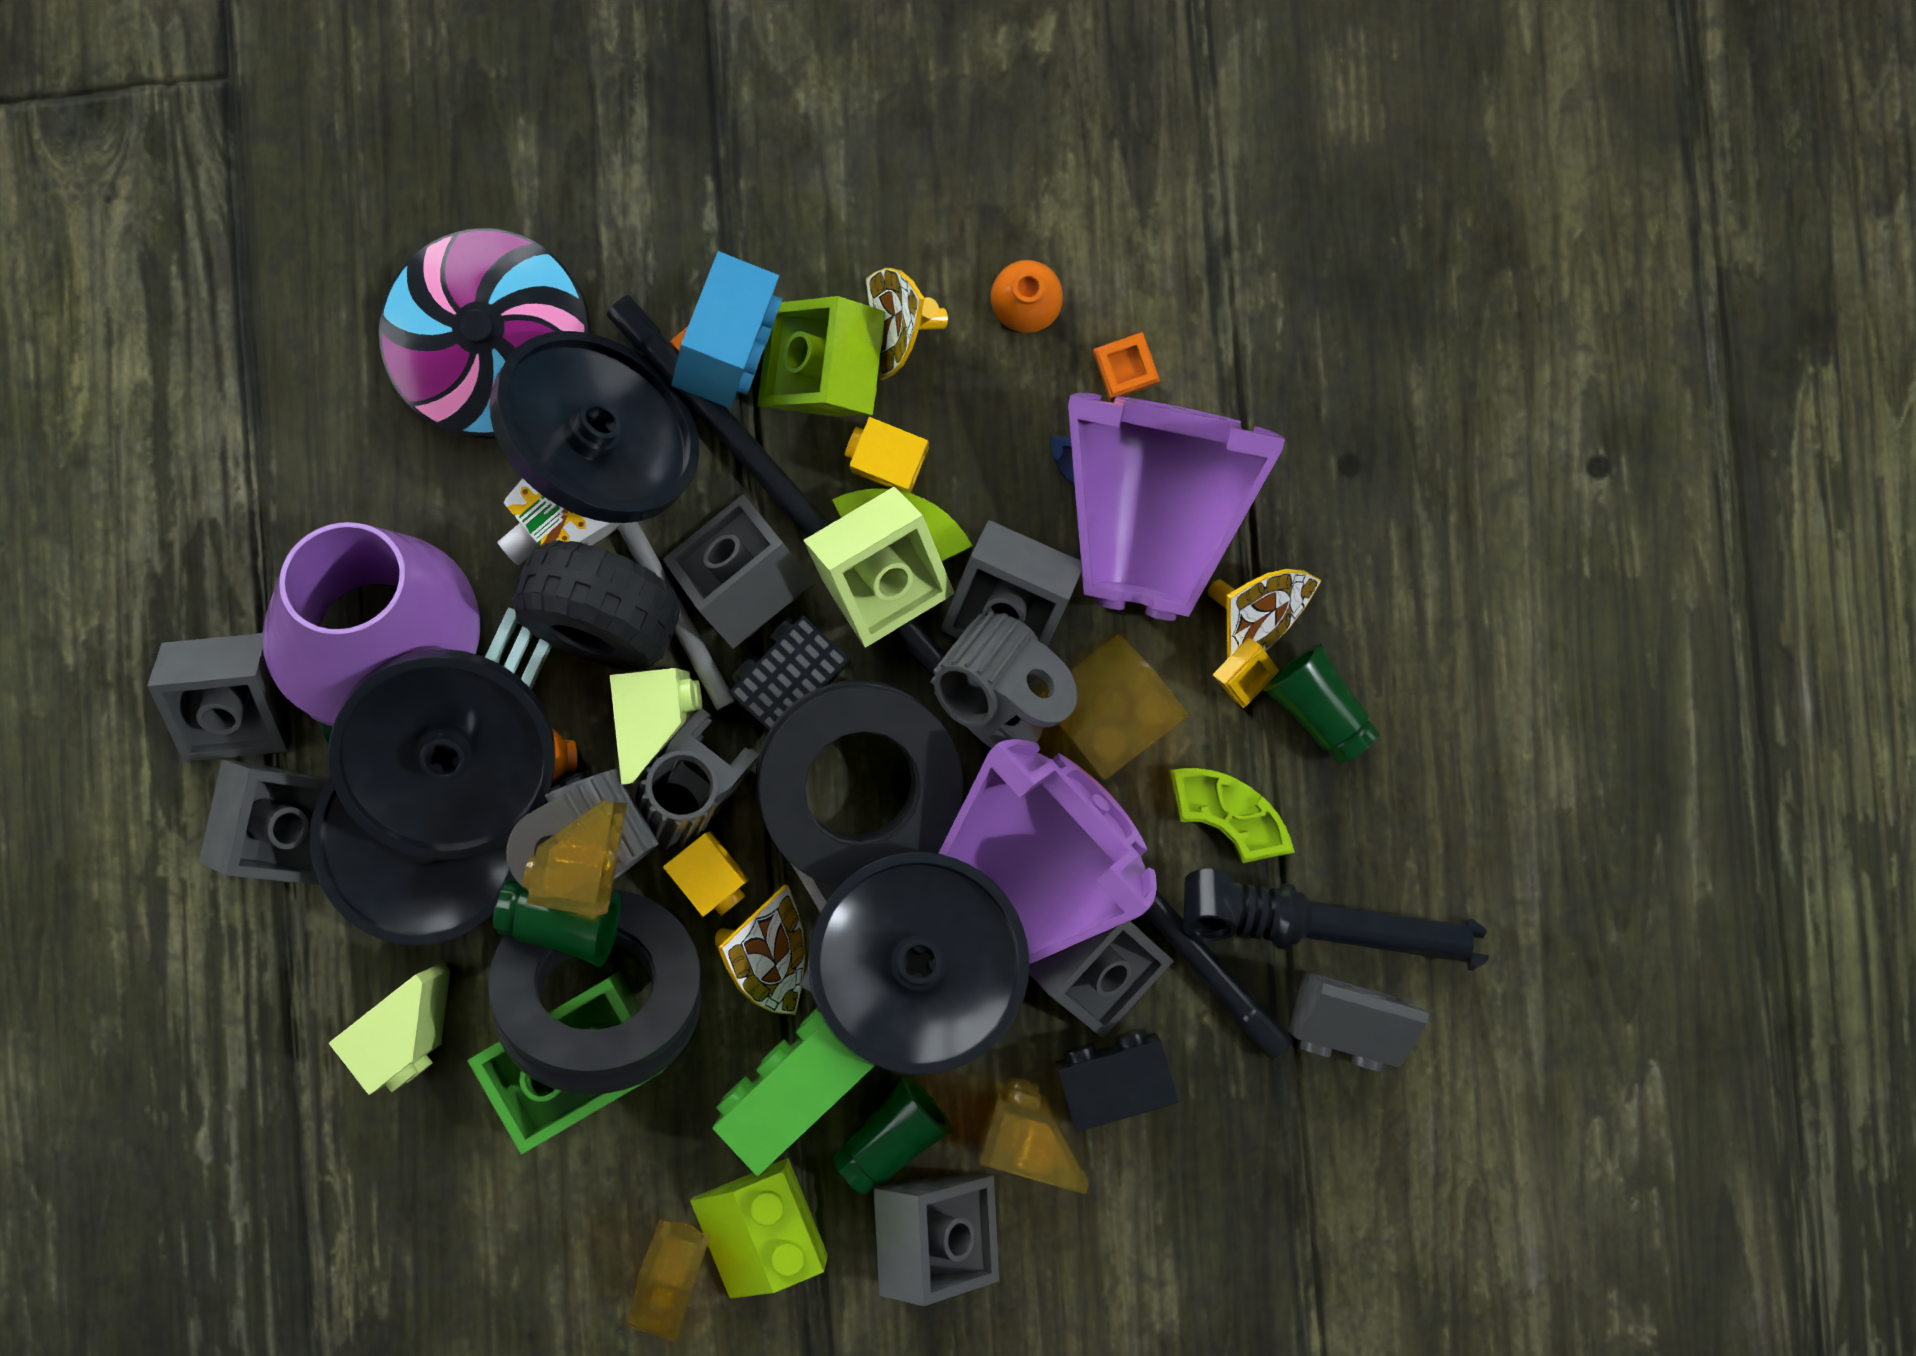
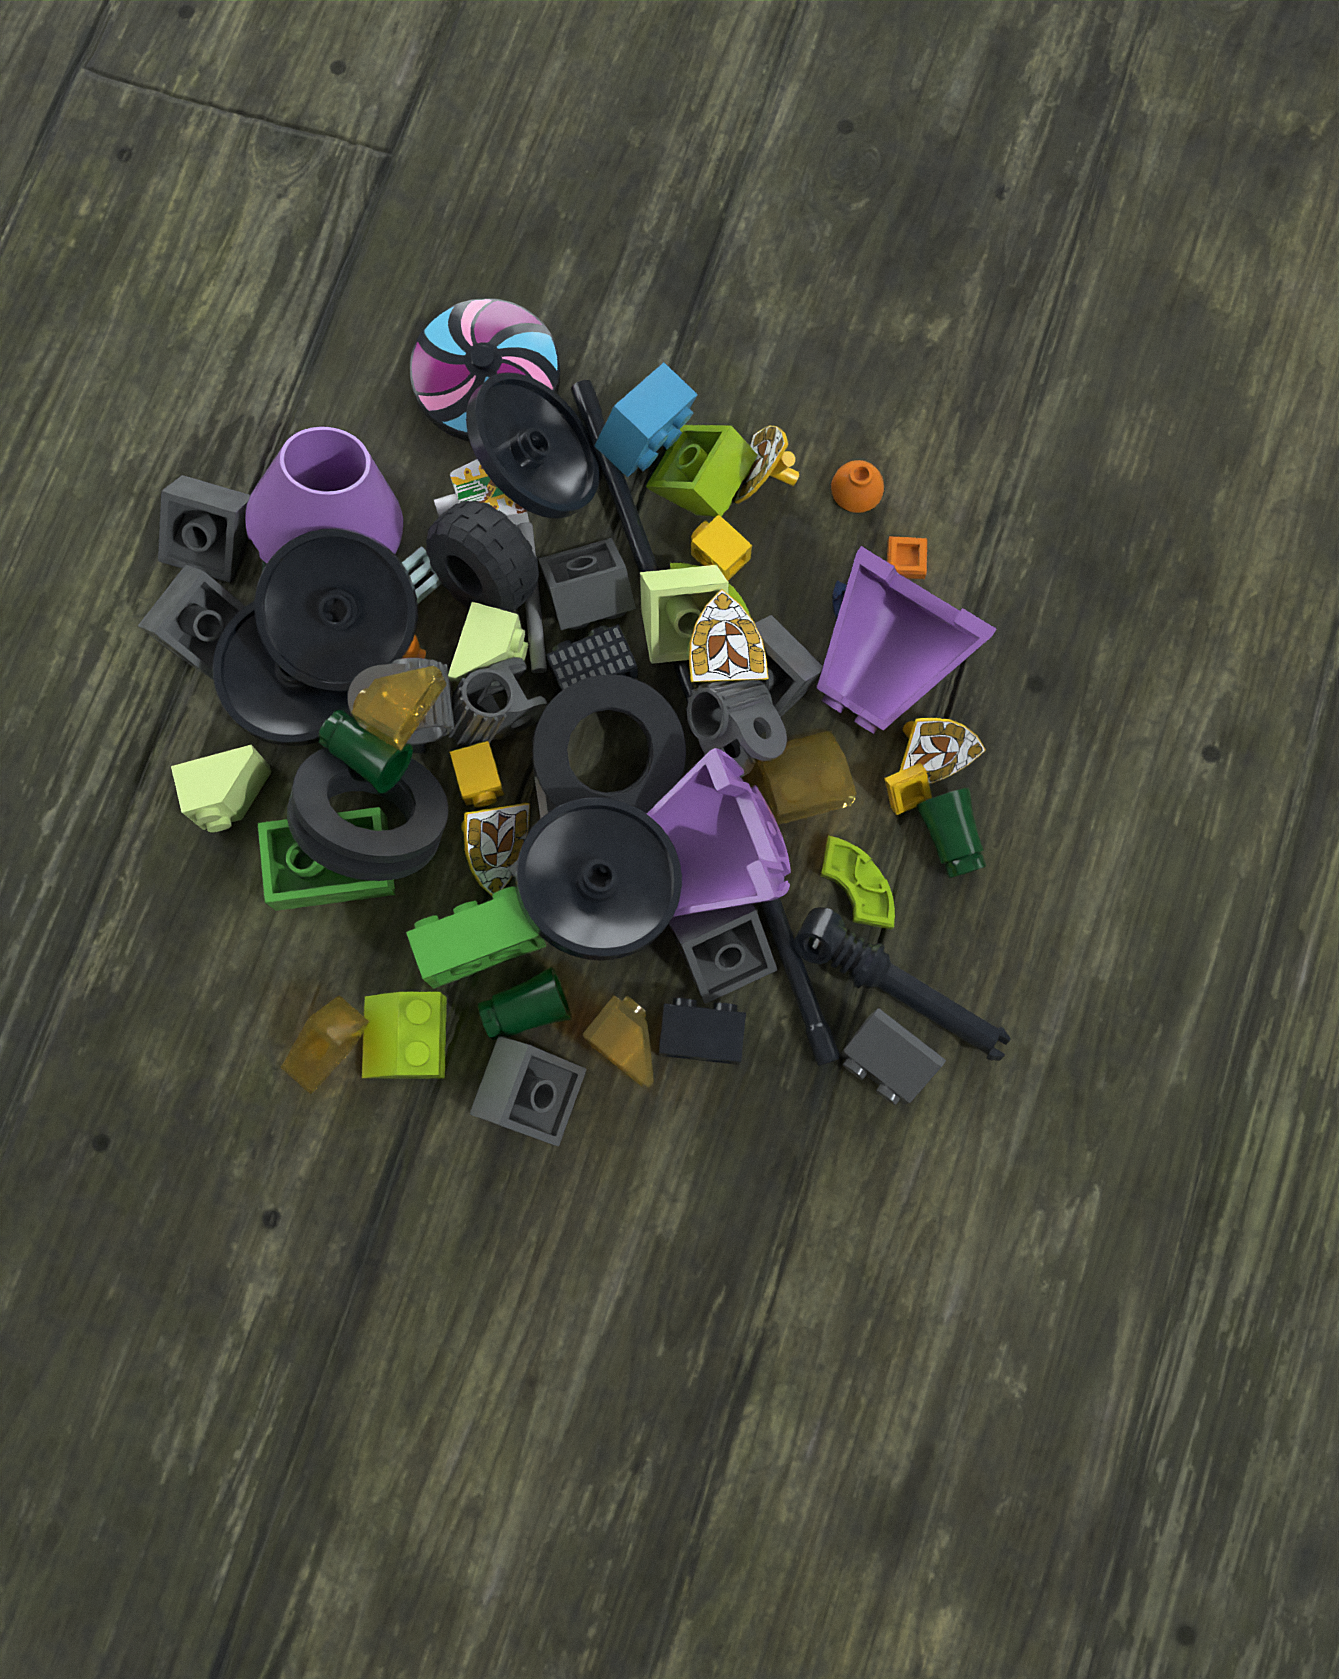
camera: 20 degrees right, 10 degrees down
(952, 595) = (726, 644): none -> shield

